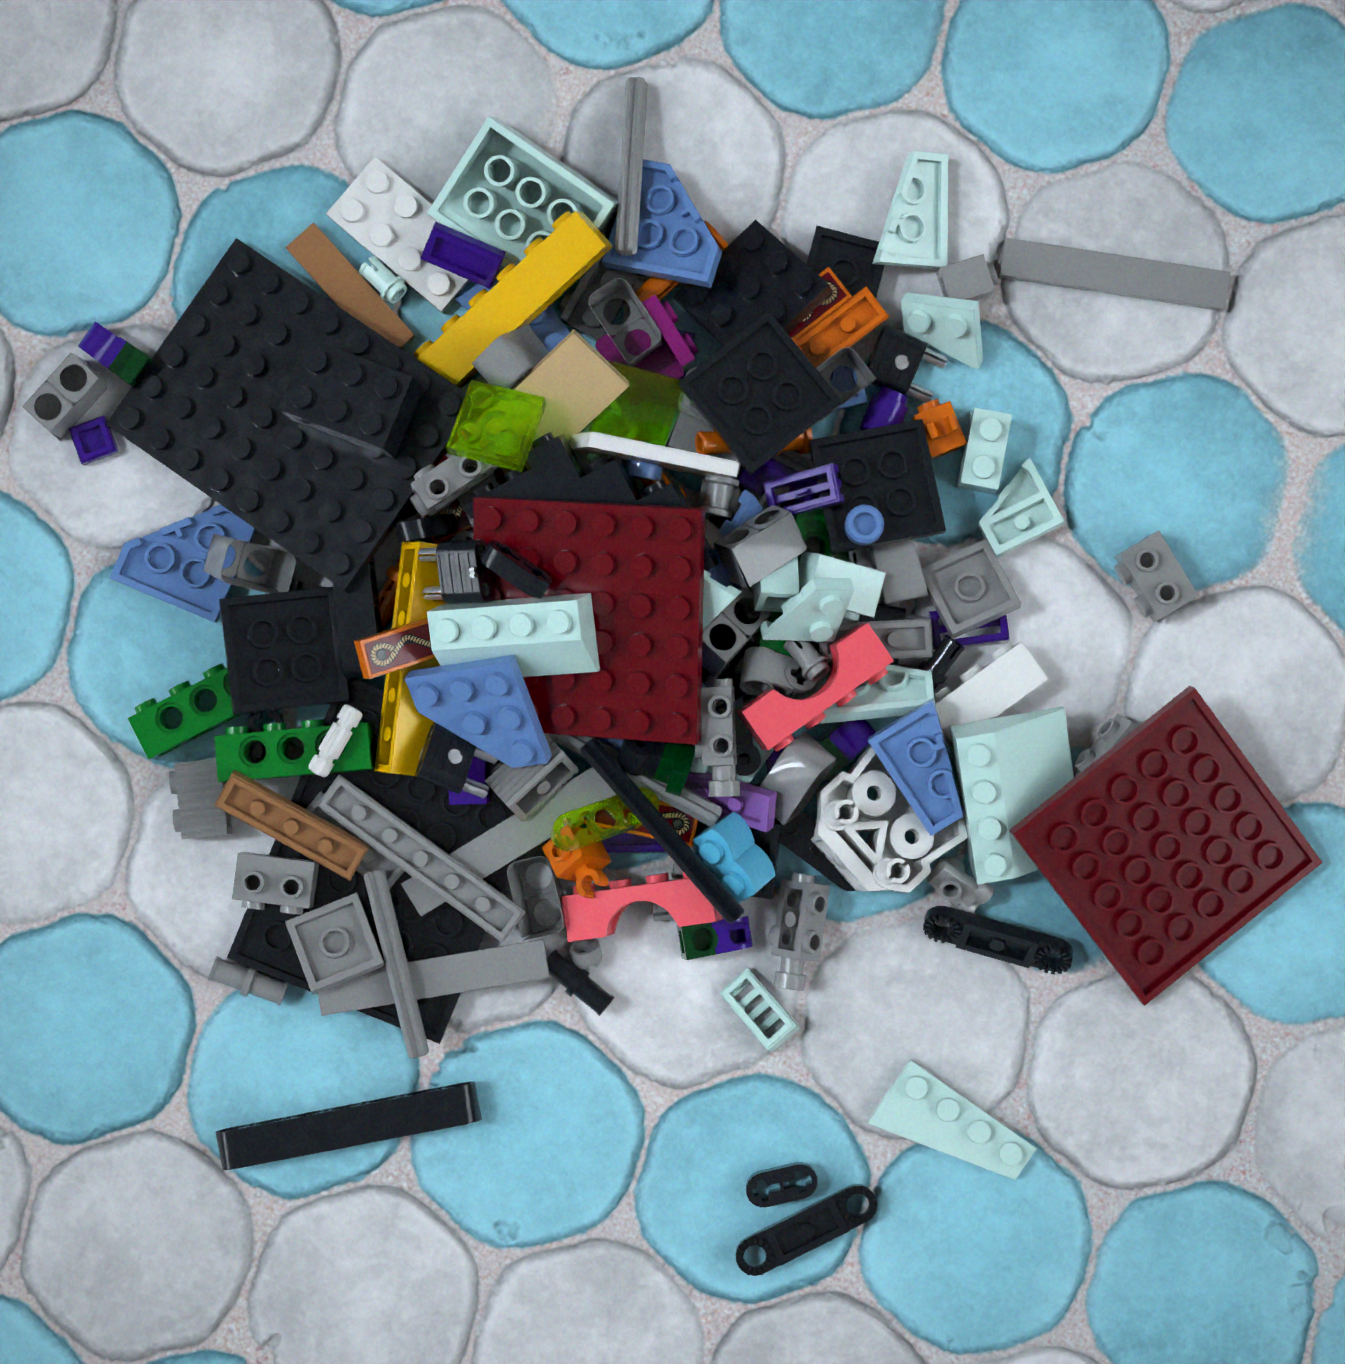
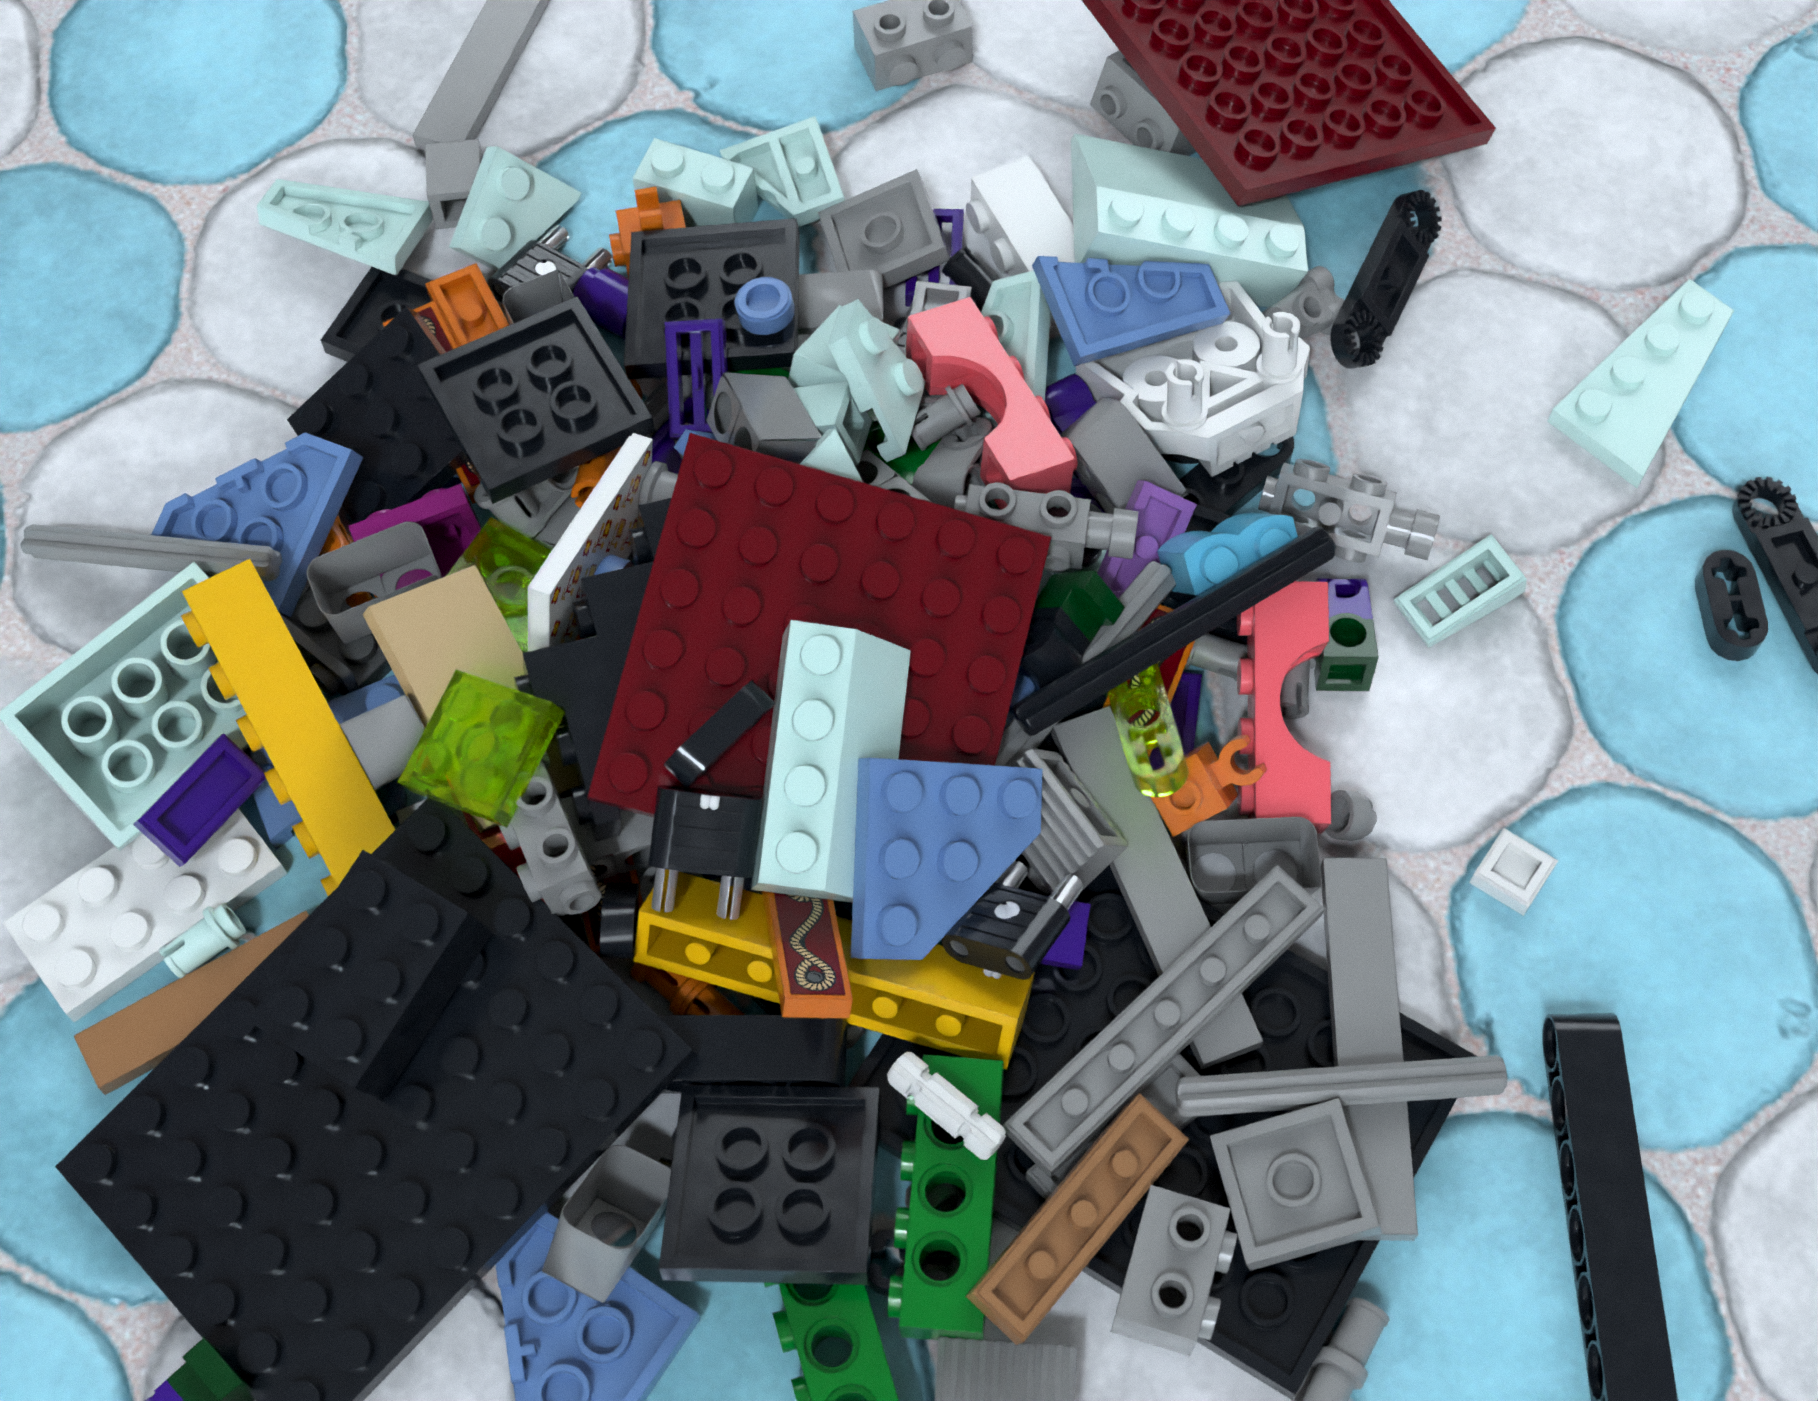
camera: 80 degrees left, 25 degrees down
(570, 1057) = (1513, 871): none -> white tile
(578, 983) = (1397, 833): black pin -> none

